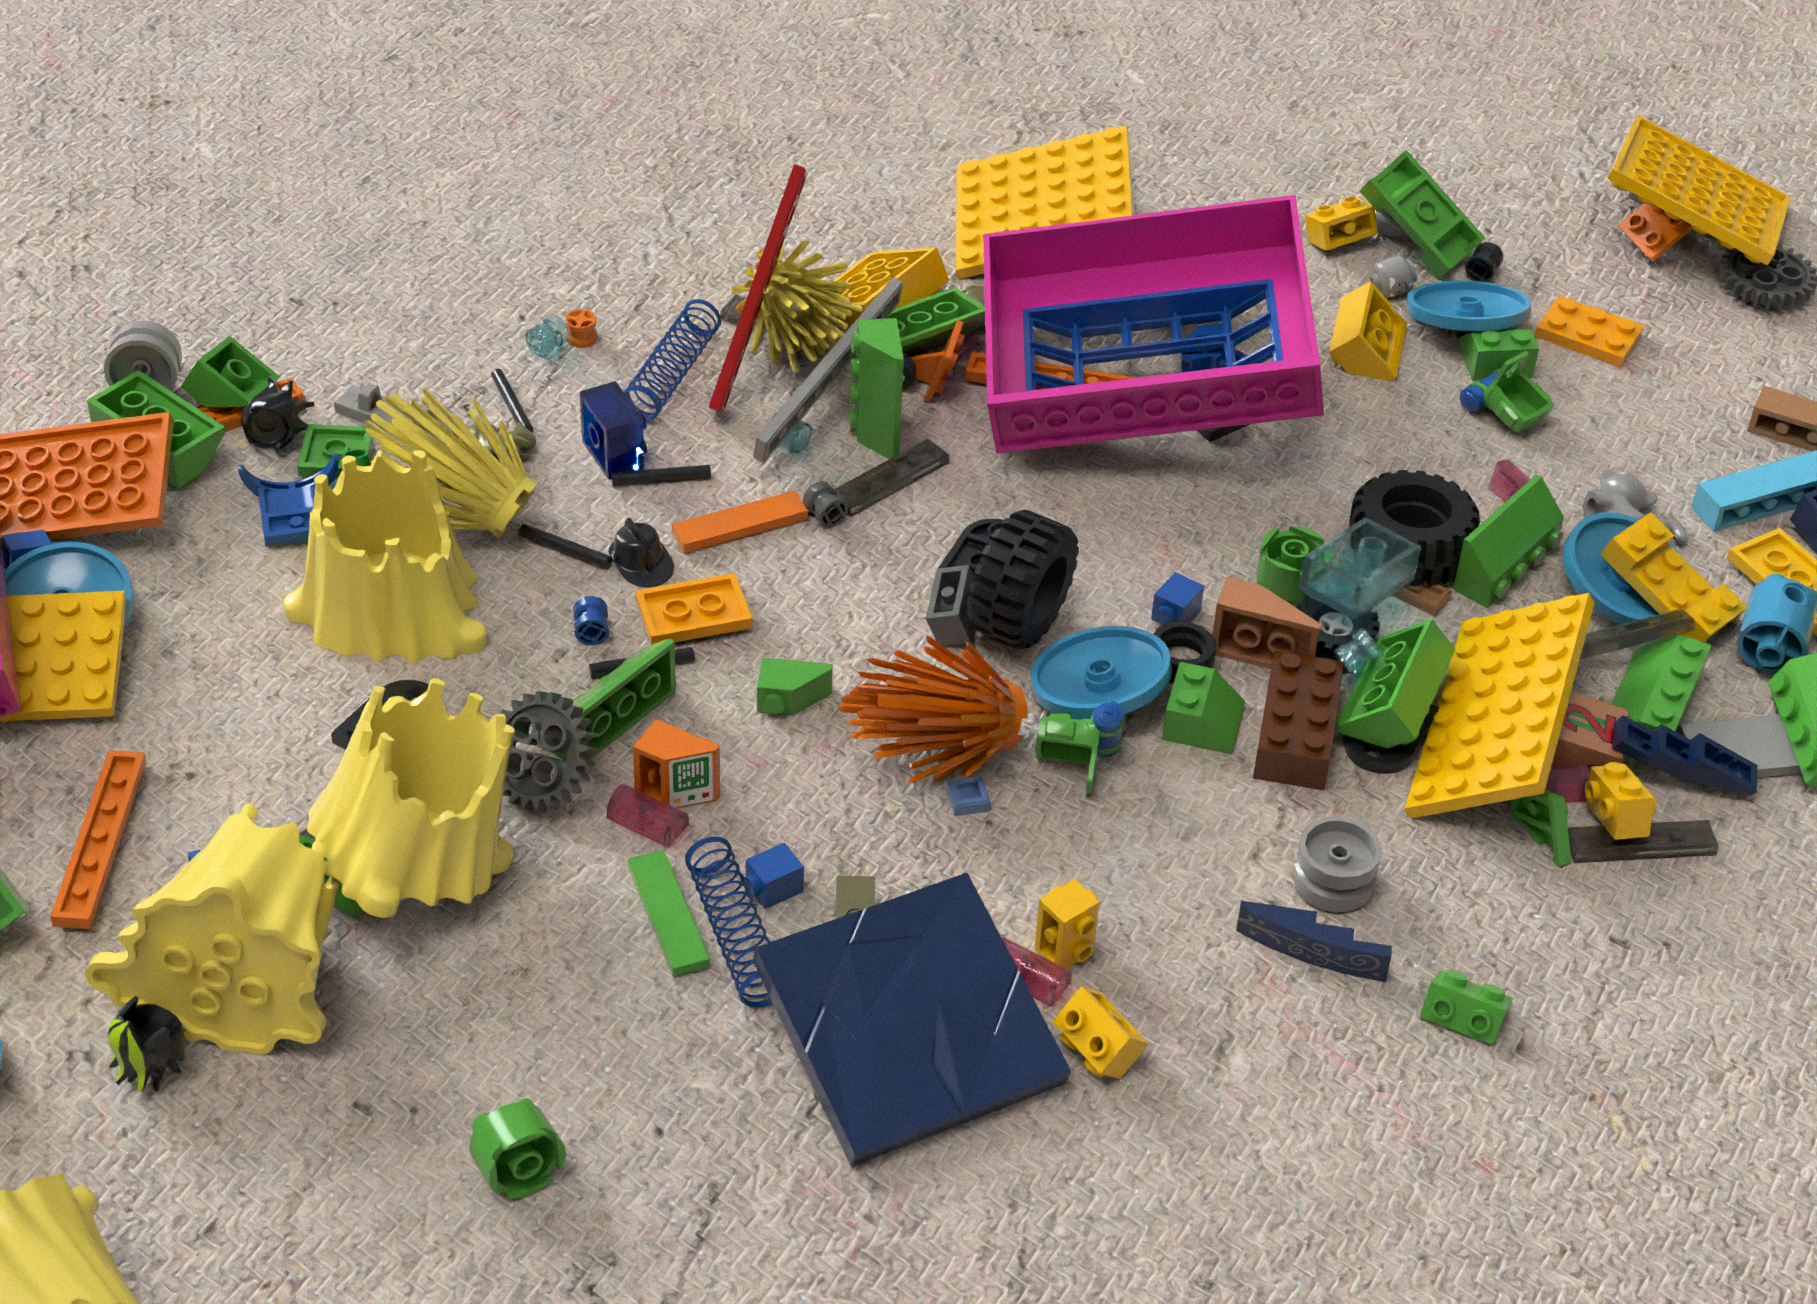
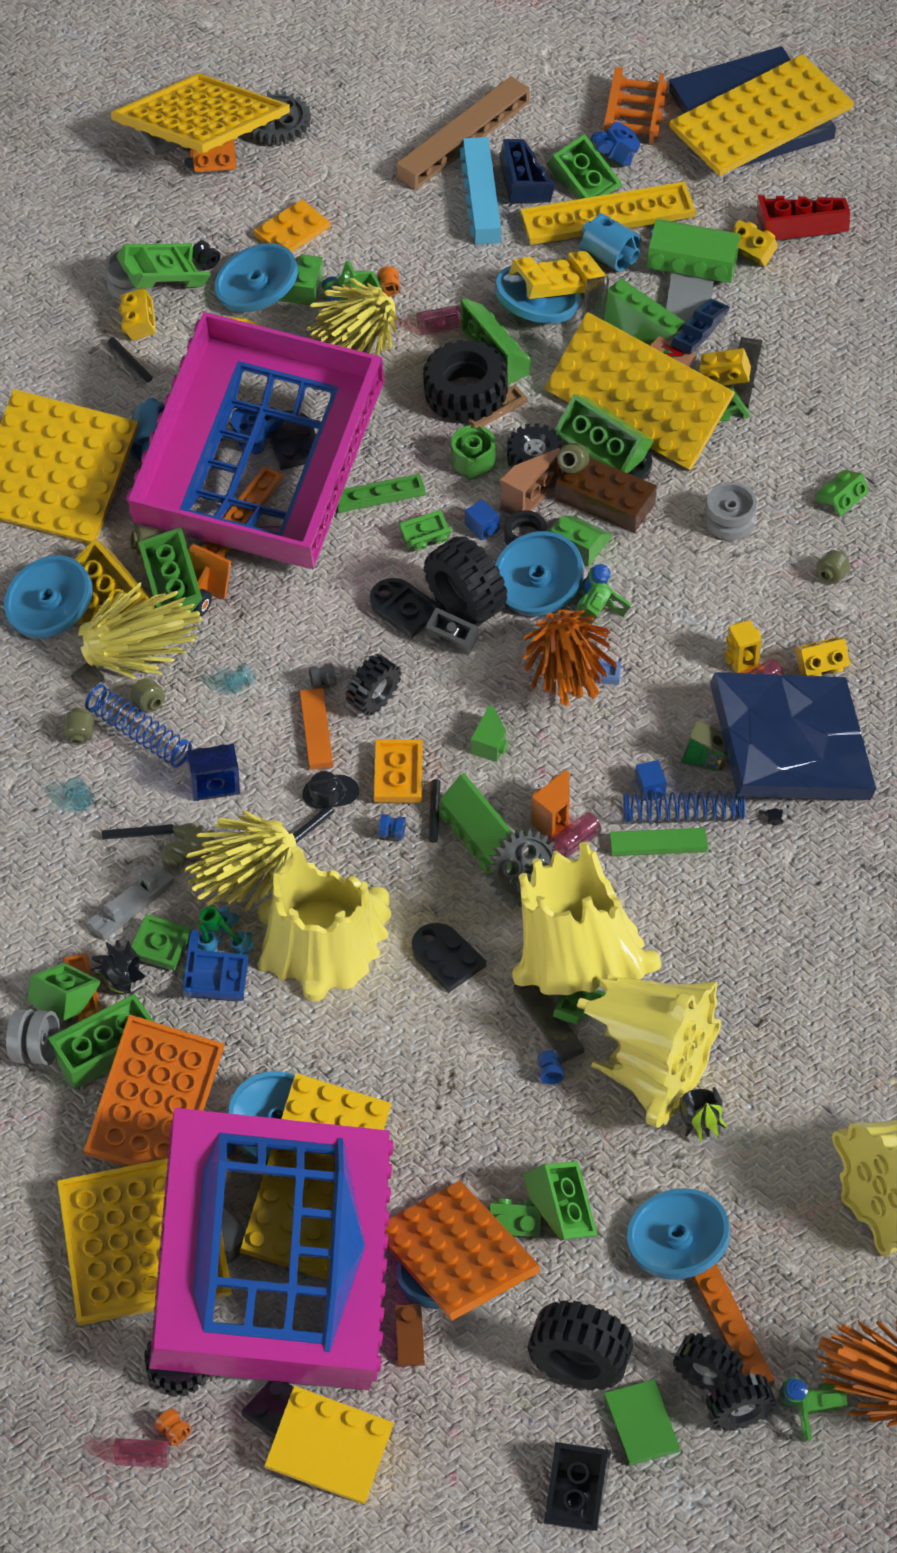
camera: 70 degrees left, 10 degrees up
(98, 840) = (505, 1126): orange plate -> none
(516, 1149) = (831, 943): bright green brick -> none
(581, 328) = (72, 767): orange wheel -> none
(653, 314) = (78, 725): none -> olive head
(661, 474) = (250, 762): black bar -> none
(715, 356) = (147, 695): none -> olive head
(758, 289) = (145, 638): red tile -> none
(766, 1044) = (775, 816): none -> black piece
(814, 540) = (373, 684): none -> black wheel
(822, 376) = (216, 633): light grey tile -> none
(847, 239) = (48, 596): none -> dark azure dish
(877, 385) = (252, 605): bright green slope -> none
(892, 476) = (298, 635): clear smoke tile -> none
(1128, 551) = (425, 530): none -> bright green bracket
(1177, 501) = (381, 493): none -> bright green tile
(1296, 1017) = (833, 567): none -> olive head
(1308, 641) = (573, 458): none -> olive head
(1322, 945) = (776, 545): dark blue slope -> none
(1358, 657) = (572, 436): clear light blue wheel -> none
(1359, 568) = (510, 414): clear light blue brick -> none
(1393, 276) = (201, 302): light grey head -> none
(1427, 386) = (356, 320): none -> light yellow plant
(1553, 429) = (388, 279): none -> orange wheel
(1626, 496) = (465, 271): light grey animal -> none

